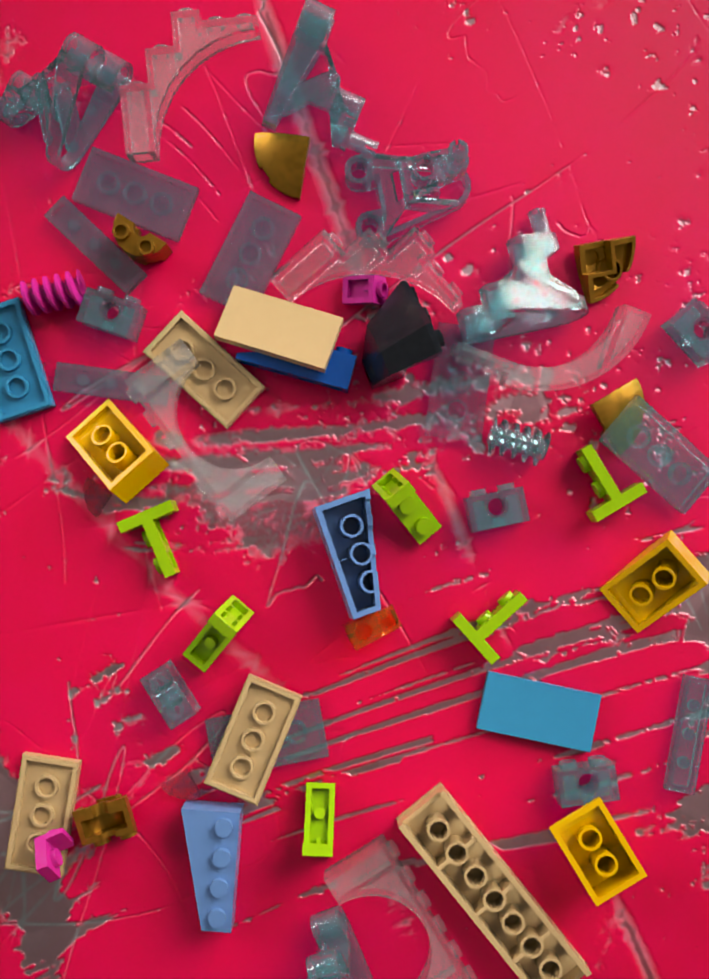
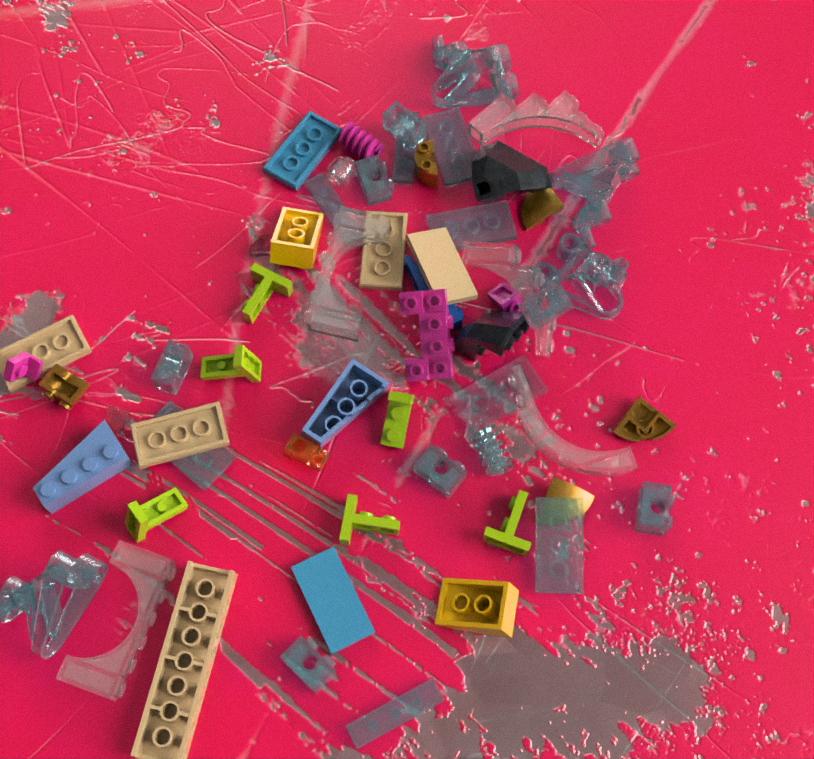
camera: 50 degrees right, 20 degrees down
(72, 341) = (341, 171): none -> clear head
(74, 229) = (404, 126): none -> clear light blue brick
(221, 166) = (503, 171): none -> black brick
(347, 394) = (434, 333): none -> dark pink bracket
(421, 280) = (559, 304): none -> clear light blue brick
(545, 305) = (589, 382): clear light blue connector -> none
(597, 851) = (268, 702): yellow slope -> none

